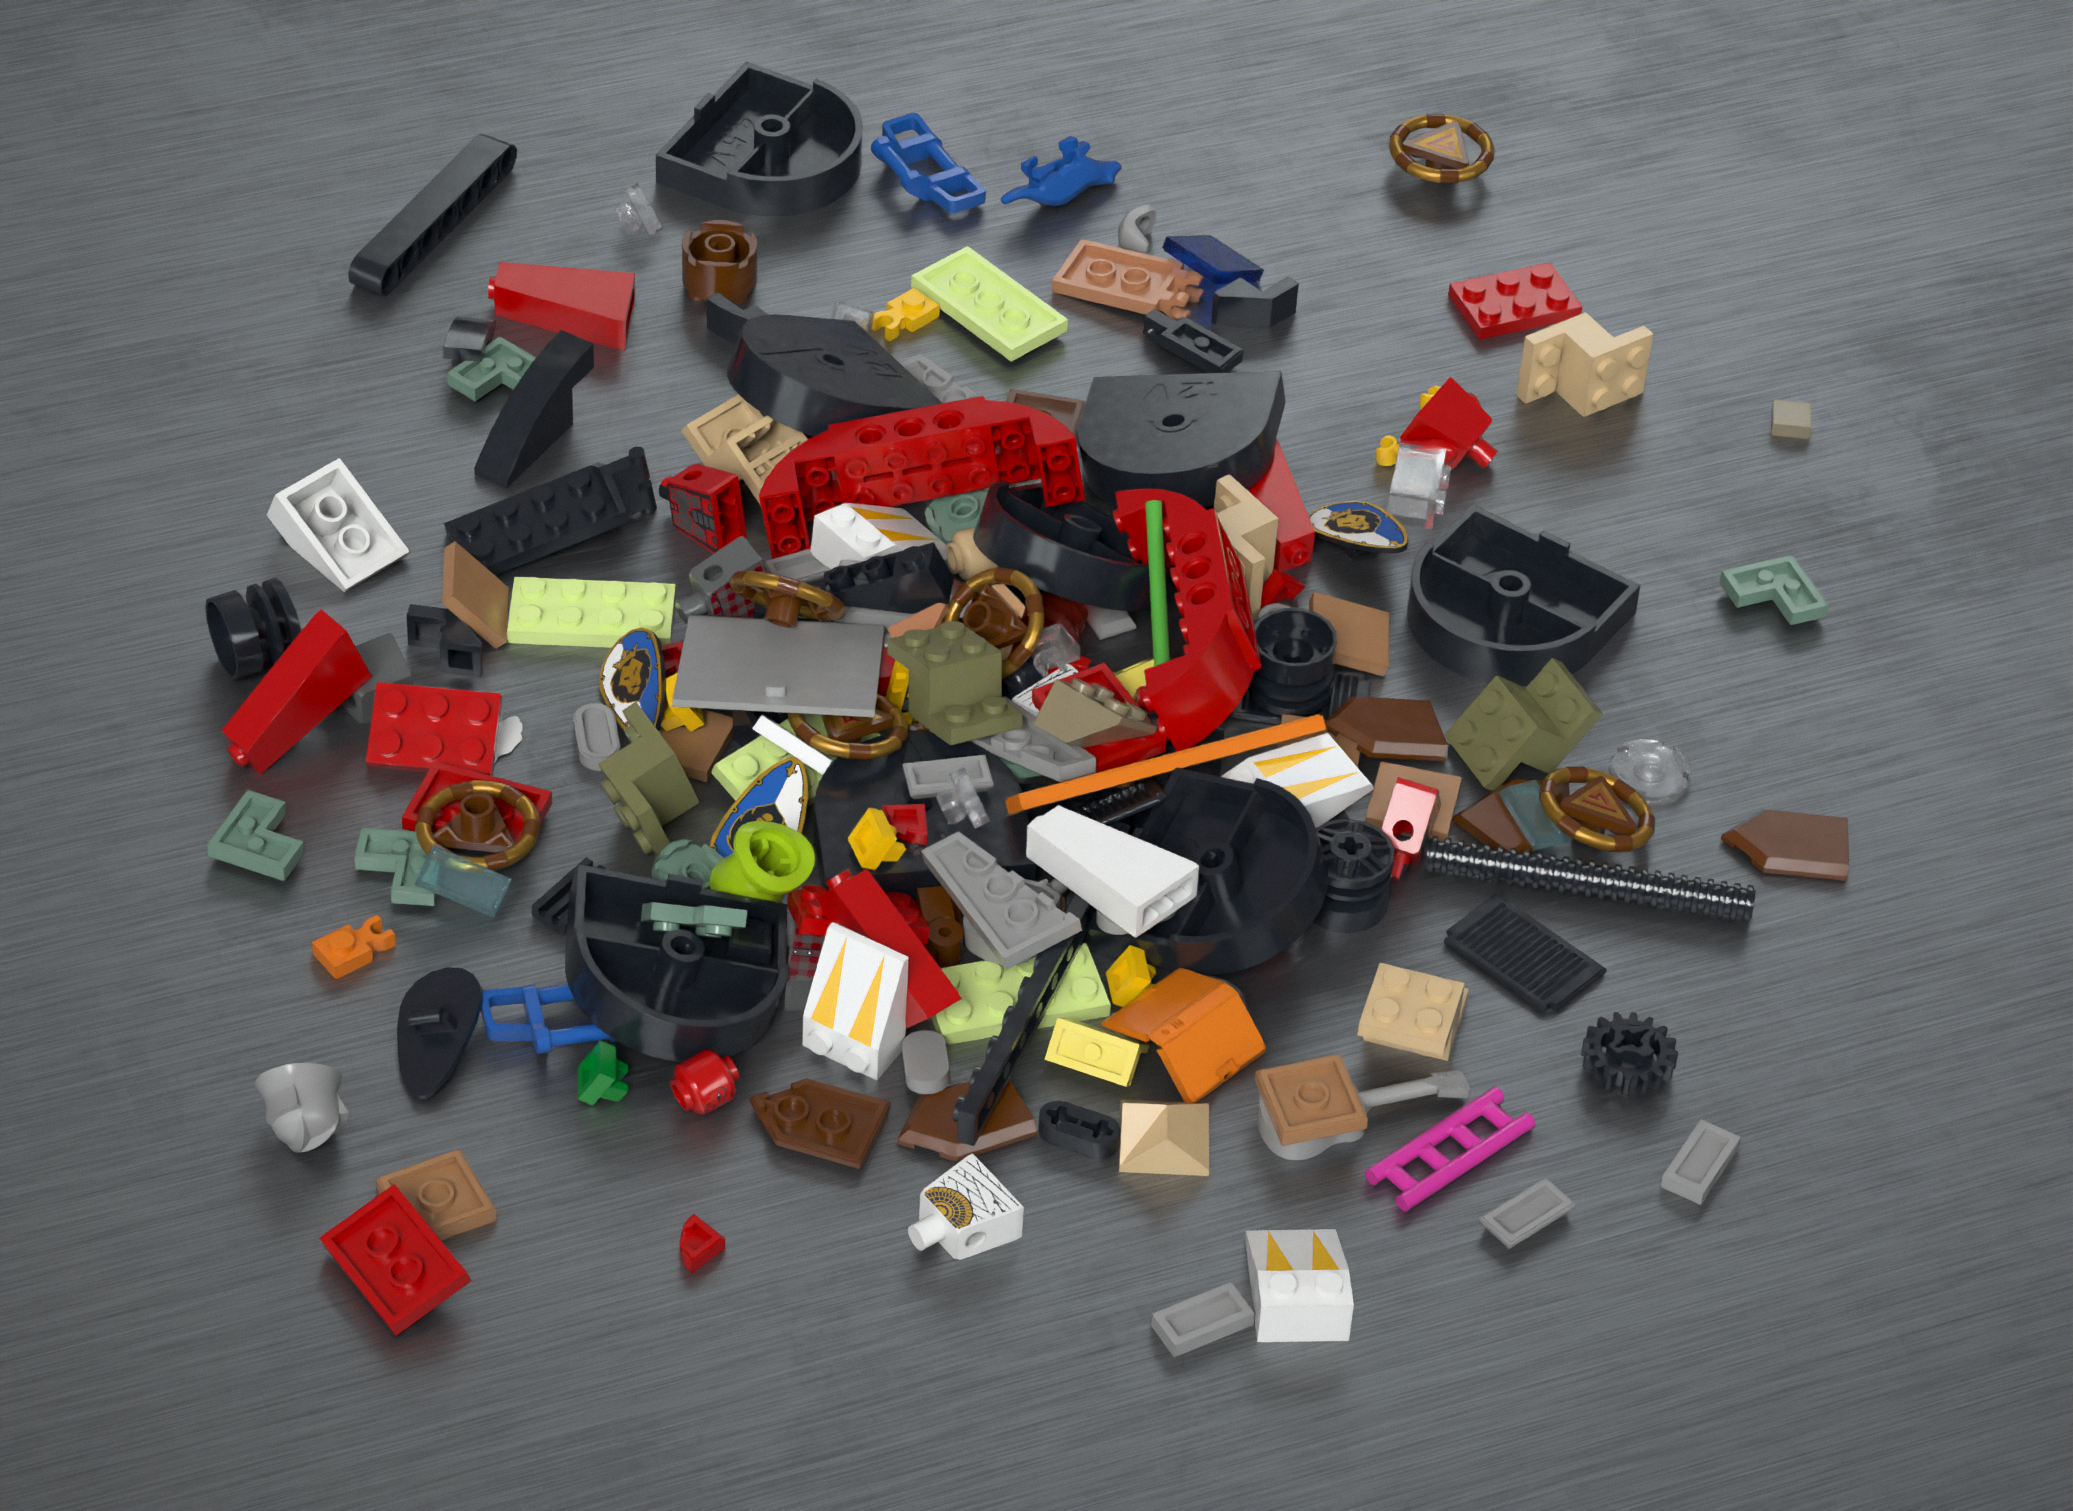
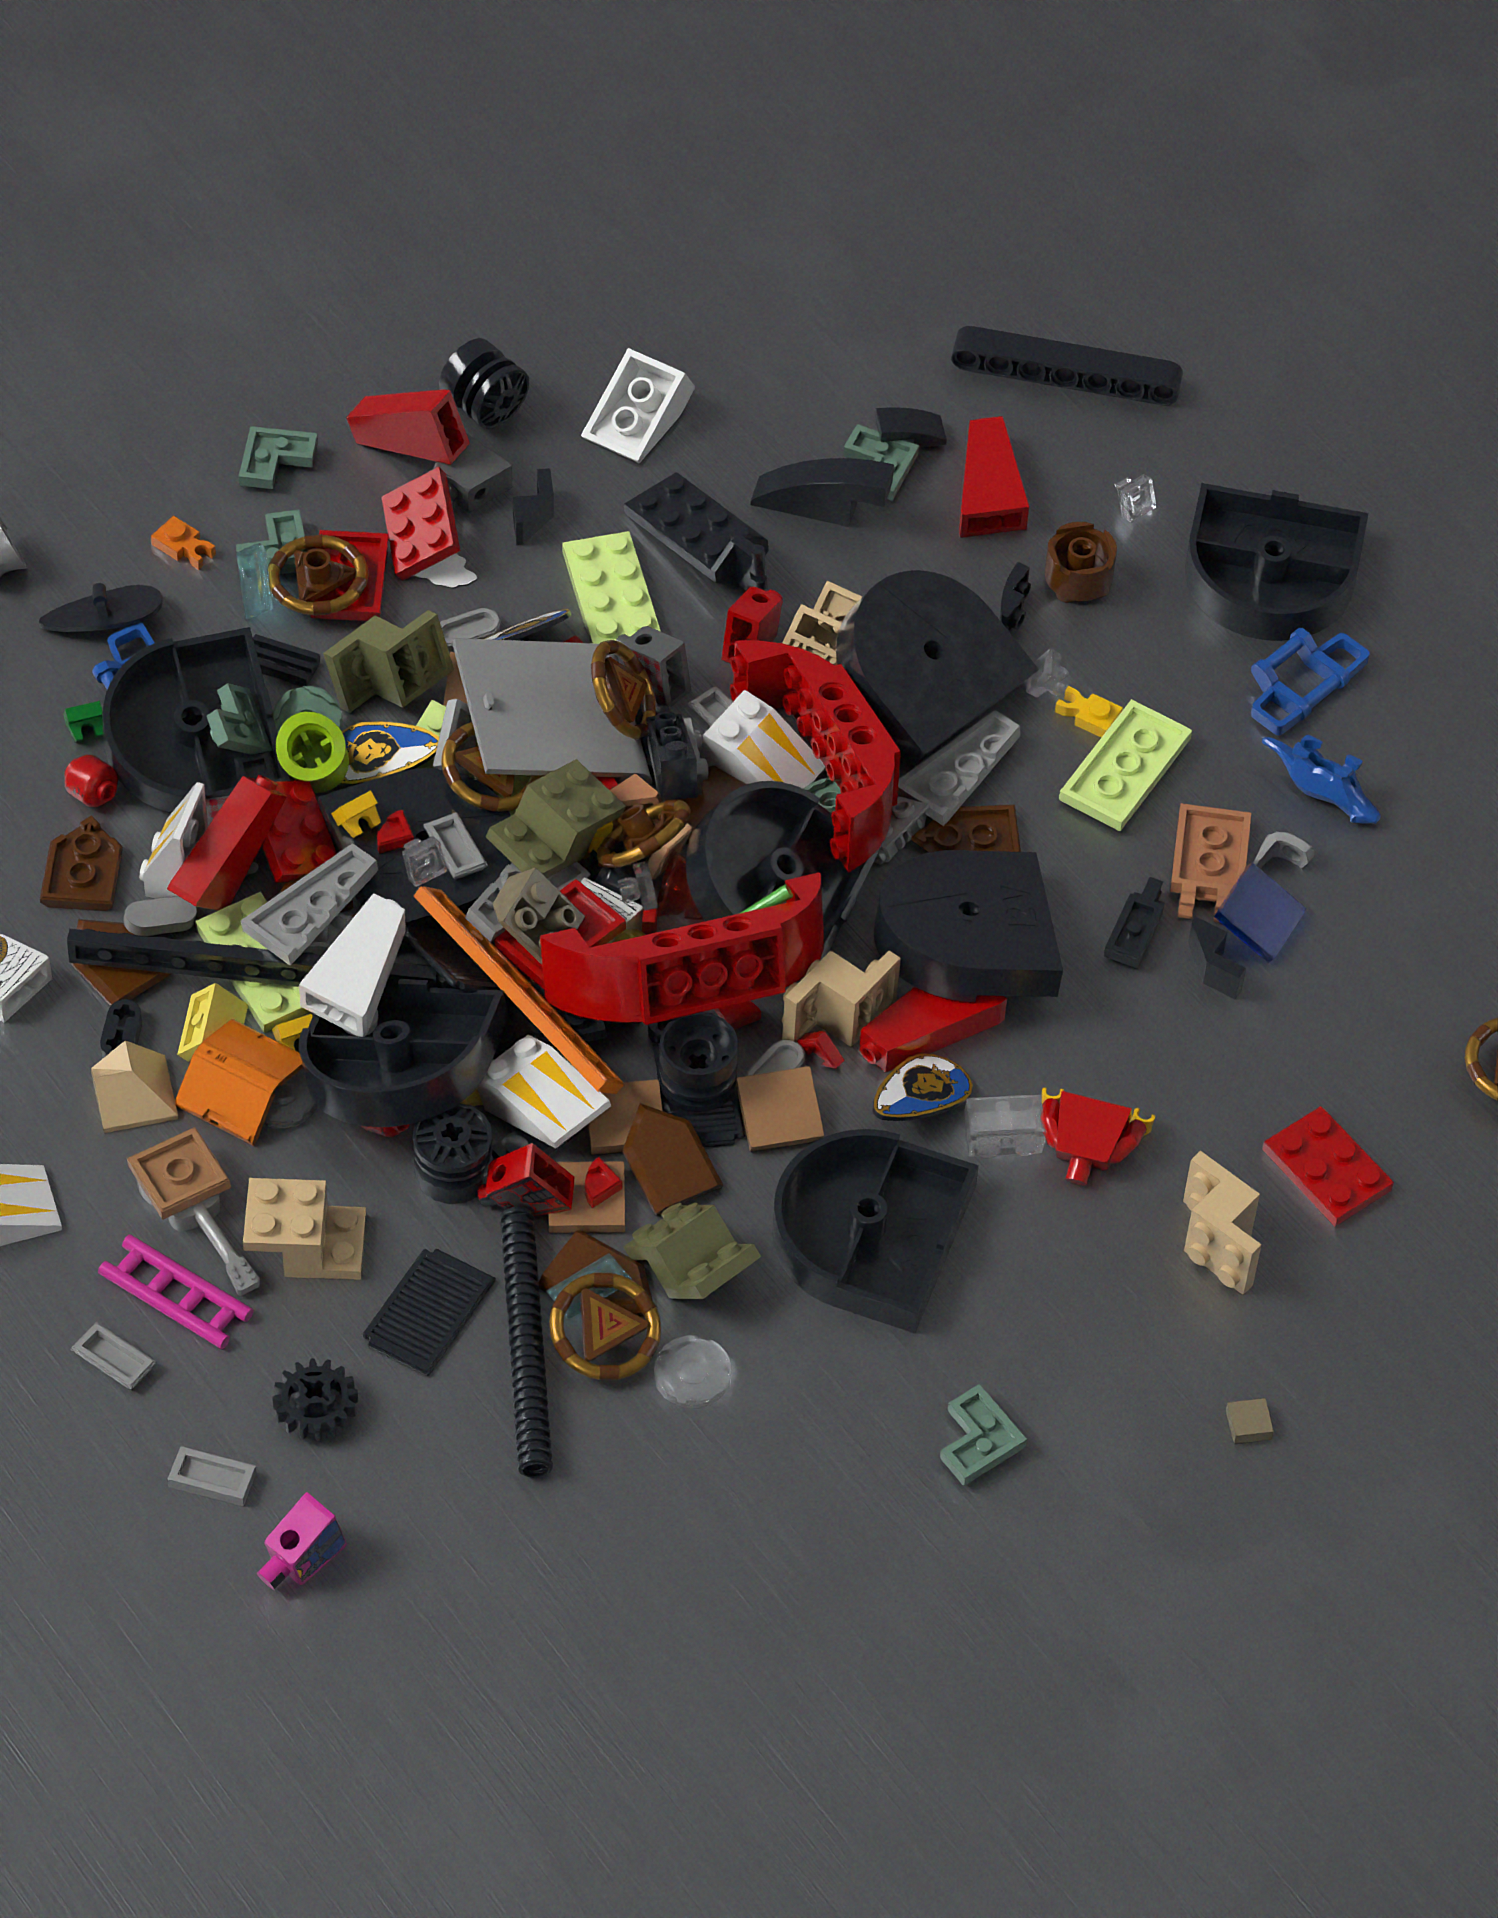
camera: 75 degrees right, 10 degrees up
(475, 595) = (580, 505): medium nougat tile -> none
(1409, 770) = (600, 1183): none -> red tile
(1794, 843) = (639, 1499): reddish brown tile -> none
(1819, 1087) = (302, 1543): none -> dark pink torso

